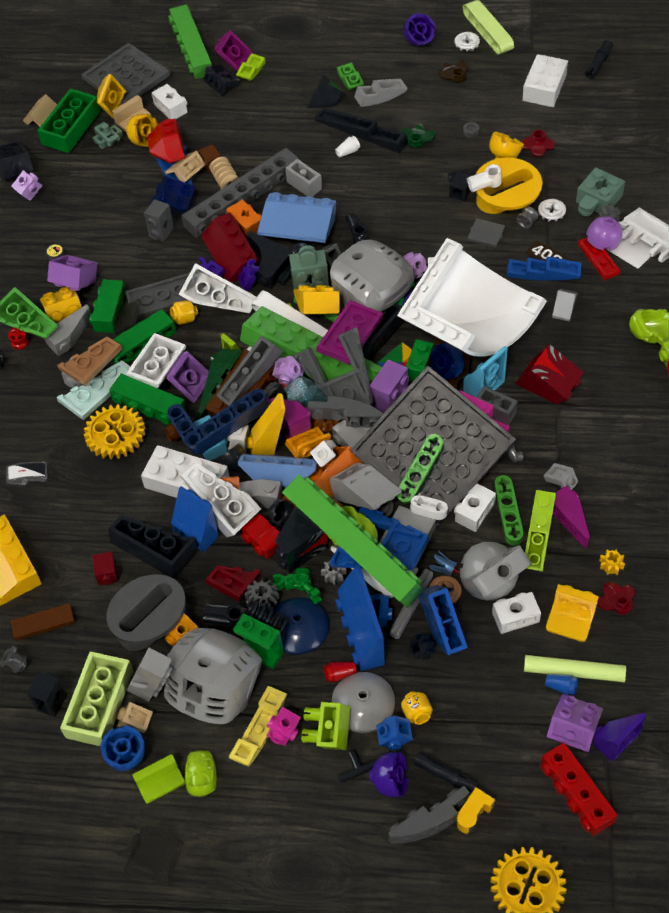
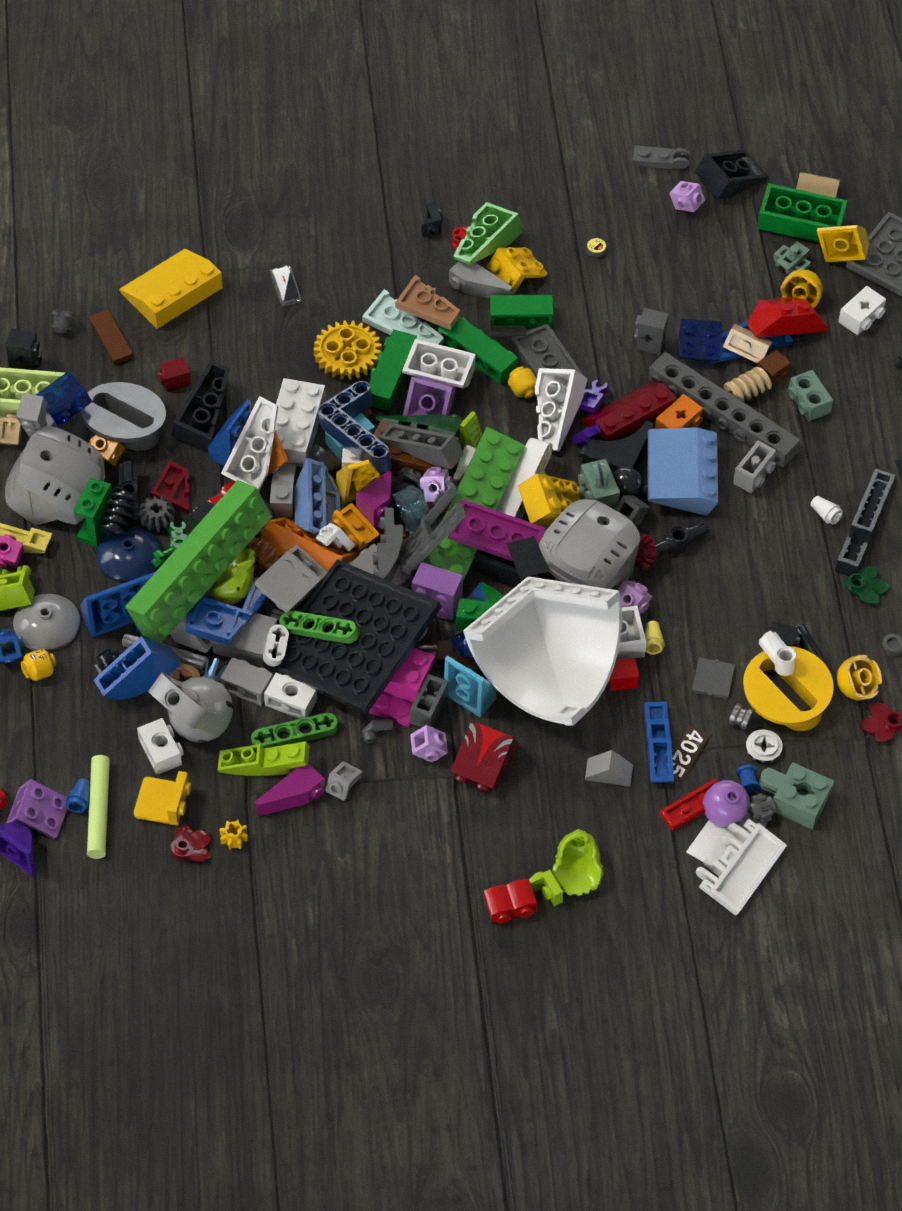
camera: 75 degrees right, 0 degrees up
(72, 272) = (556, 264): medium lavender brick -> none
(125, 650) = (65, 398): none -> clear blue bracket
(127, 110) = (836, 276): tan panel -> none
(241, 141) = (810, 395): none -> sand green brick
(339, 670) = (75, 591): red cone -> none
(377, 314) = (527, 557): none -> black sticker
(455, 538) = (246, 680): none -> light grey brick
(538, 417) = (429, 743): none -> lavender brick
(582, 220) = (748, 779): none -> blue bush

